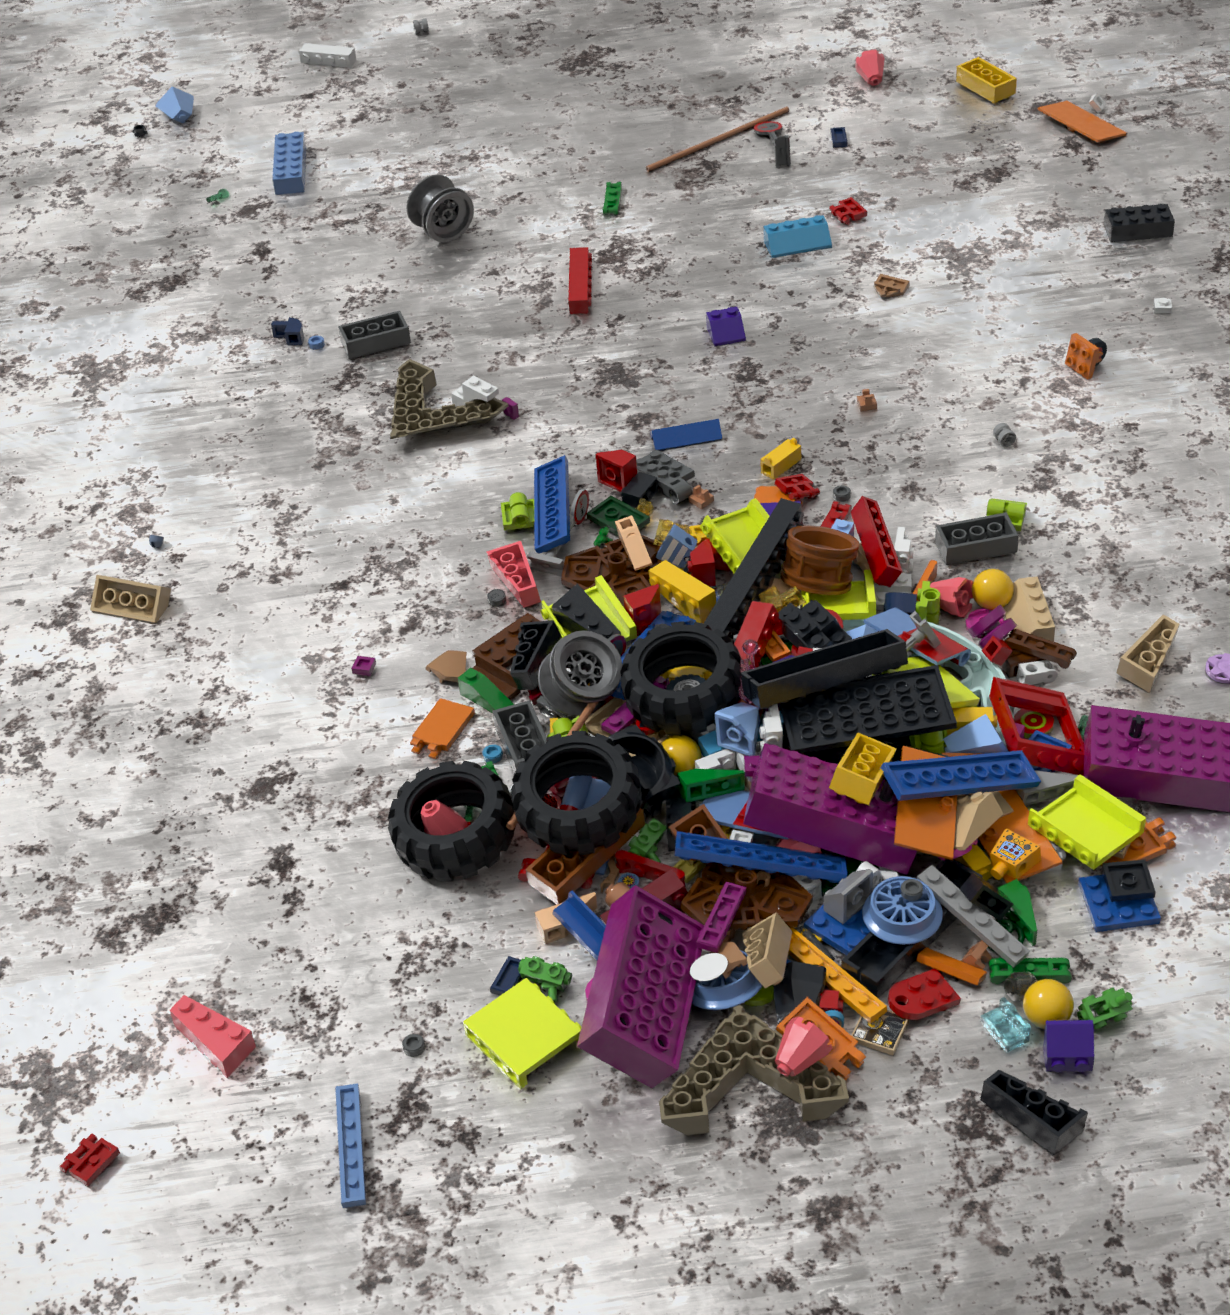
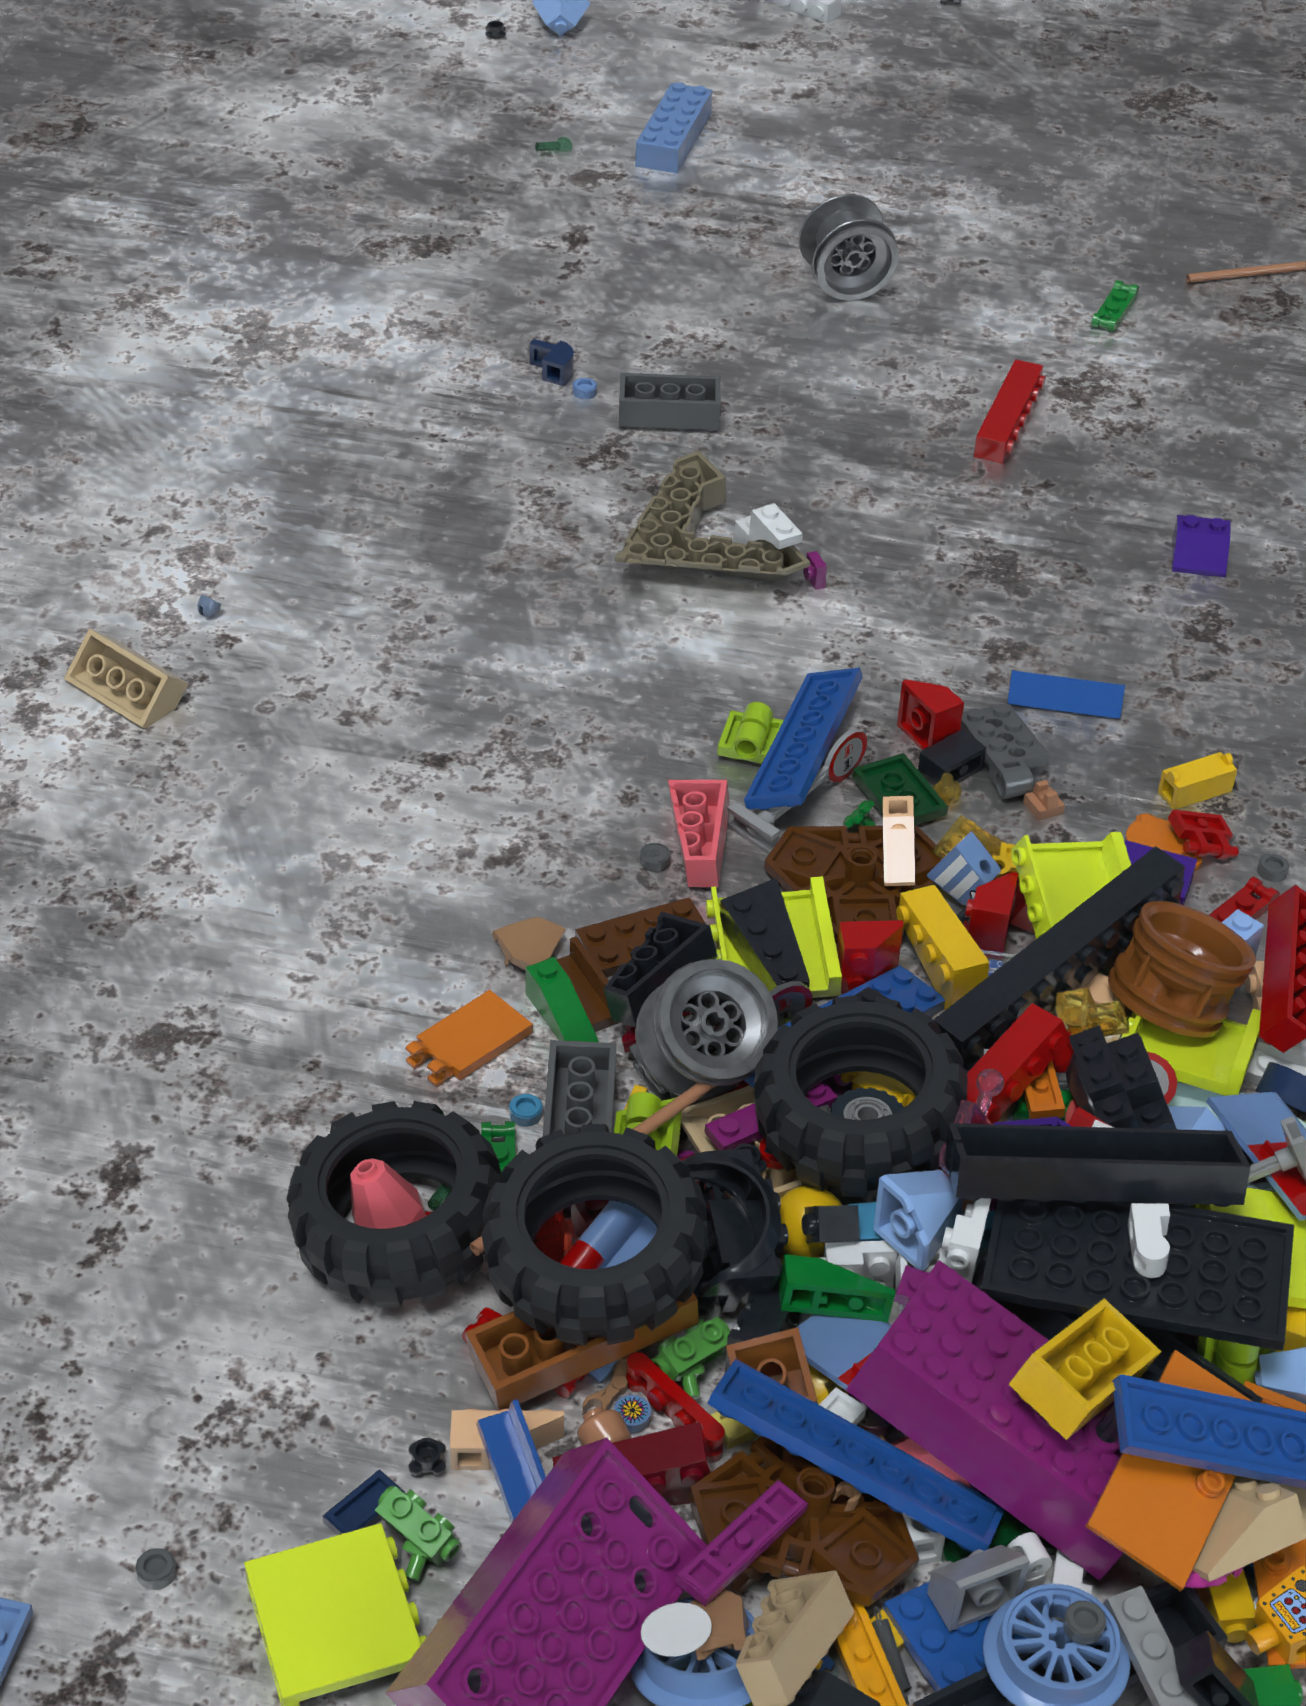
camera: 15 degrees right, 0 degrees up
(363, 665) = (402, 897): magenta plate -> none
(530, 941) = (427, 1448): none -> black plate
(694, 749) = (831, 1224): none -> black brick
(867, 696) = (1146, 1230): none -> white leg

